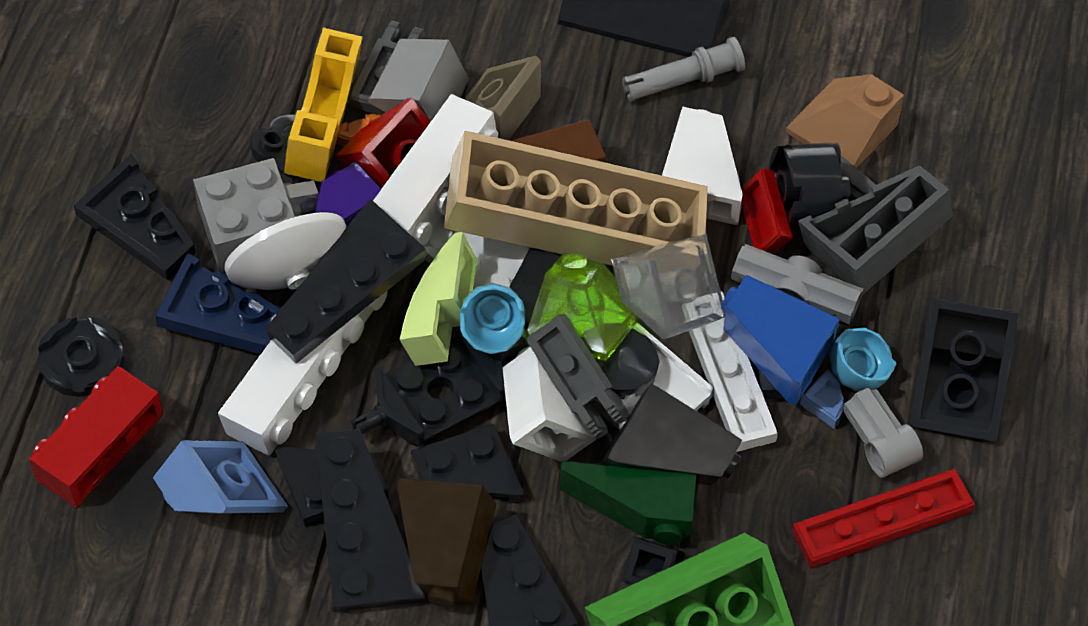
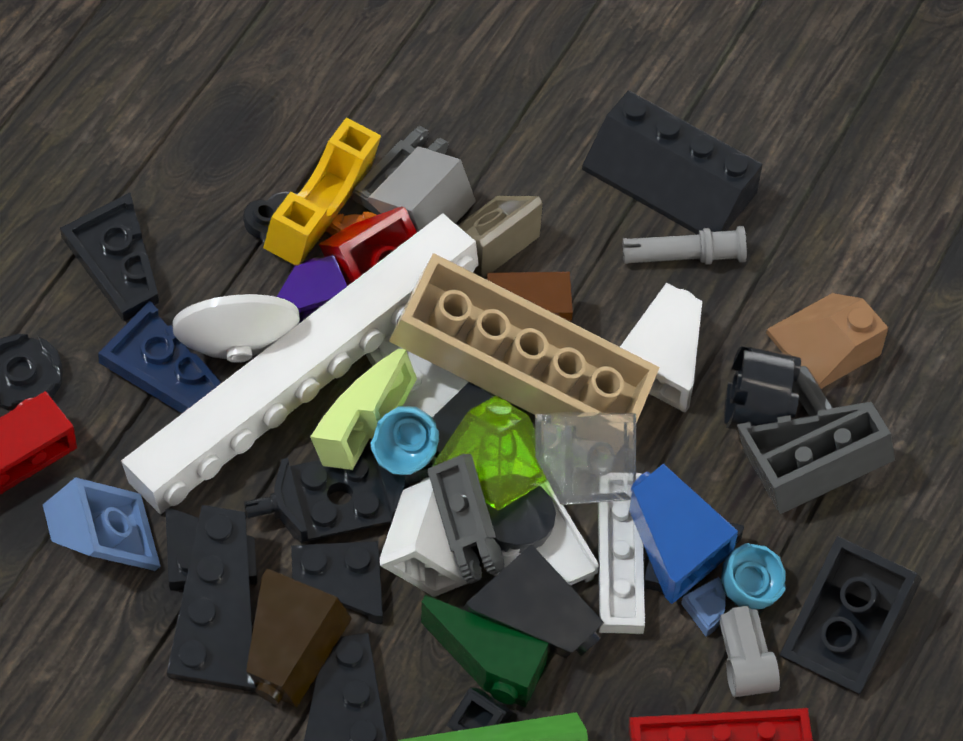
camera: 15 degrees right, 0 degrees up
(247, 201) = (221, 265): light grey hinge -> none
(349, 277) = (285, 364): black wing -> none
(765, 212) = (711, 409): red tile -> none
(800, 279) = (720, 485): light grey piece -> none

